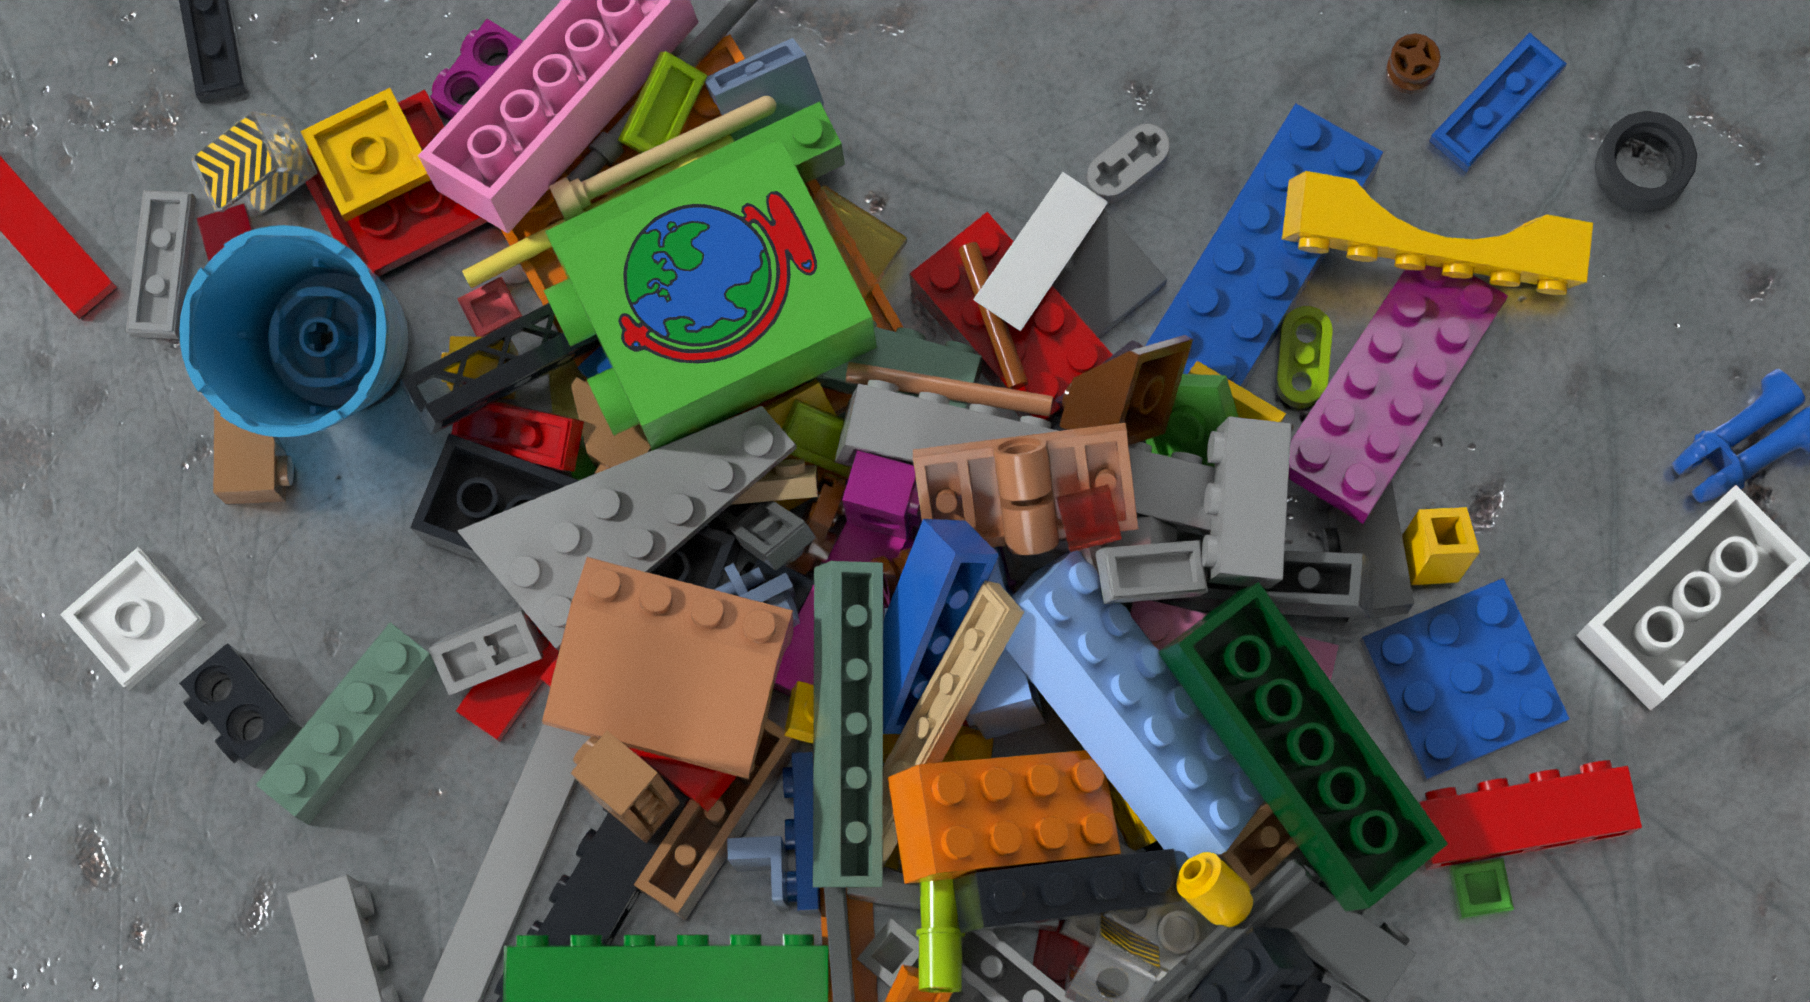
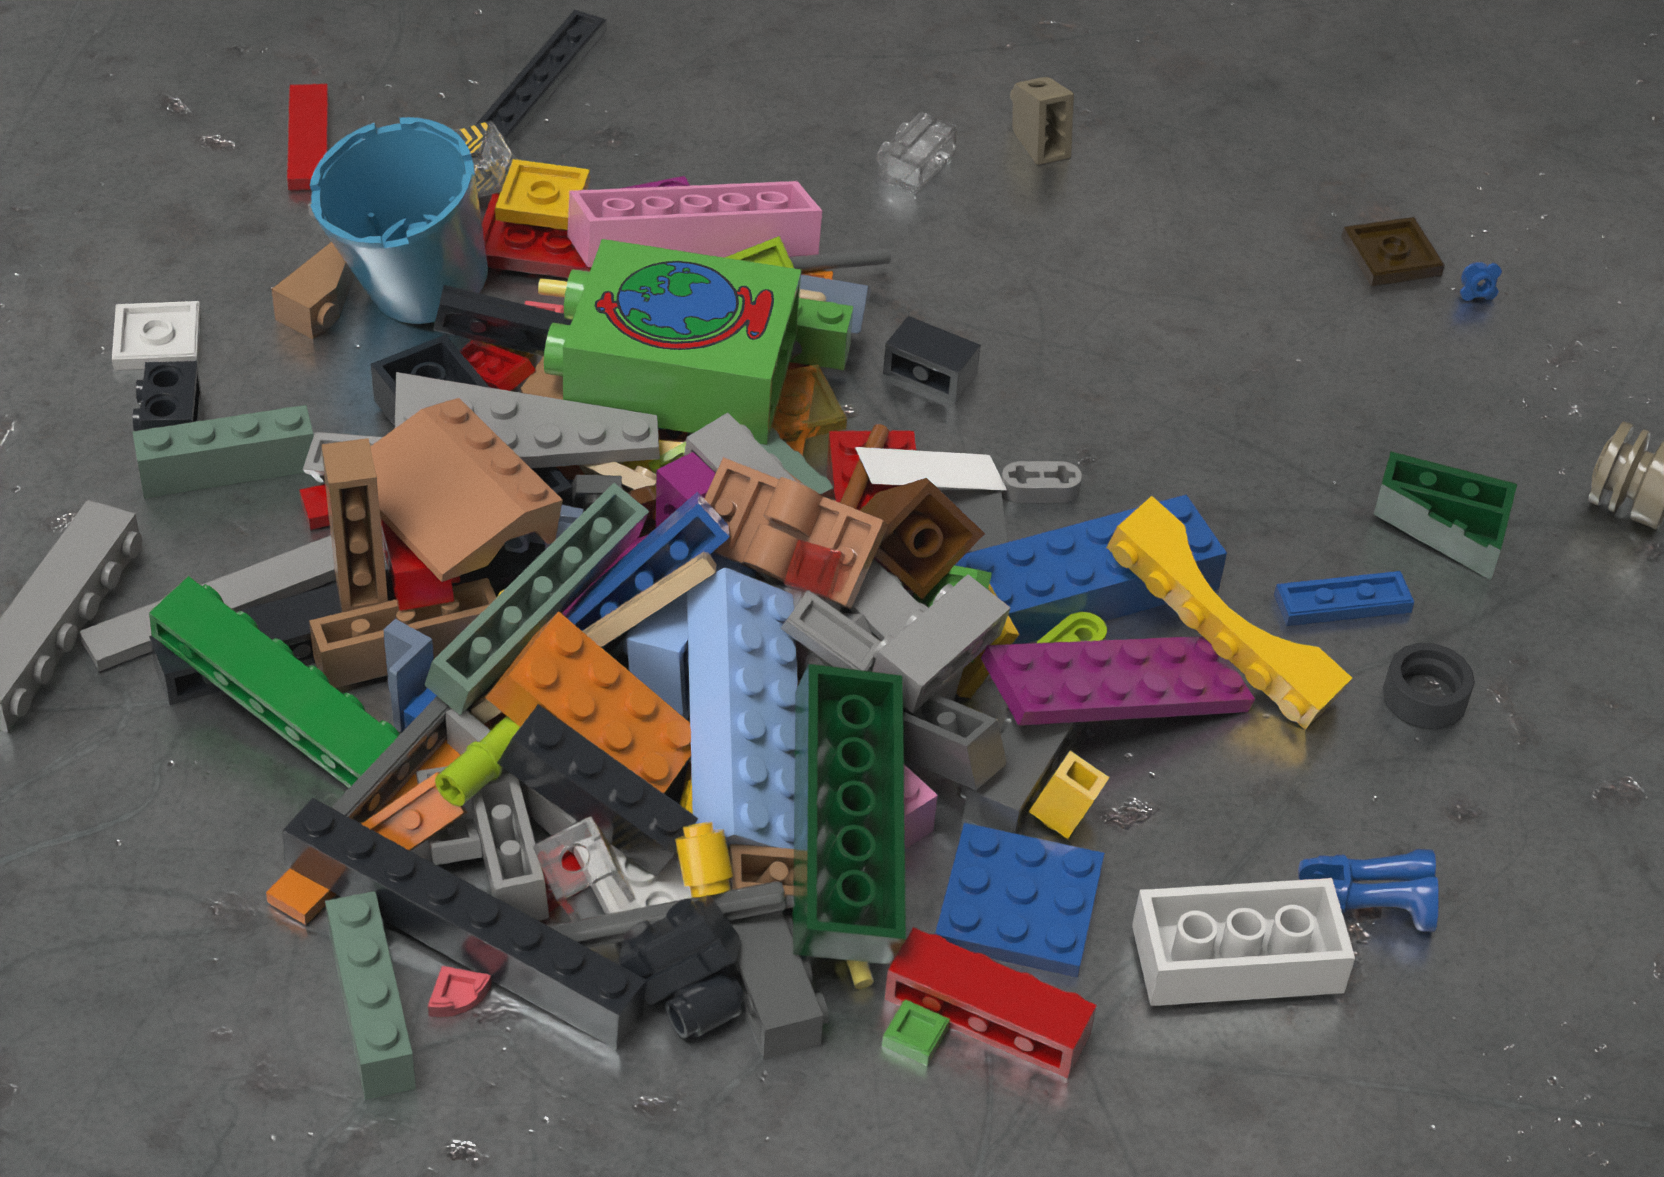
camera: 25 degrees right, 30 degrees down
(913, 81) = (931, 359): none -> black brick
(1416, 52) = (1296, 539): reddish brown wheel -> none

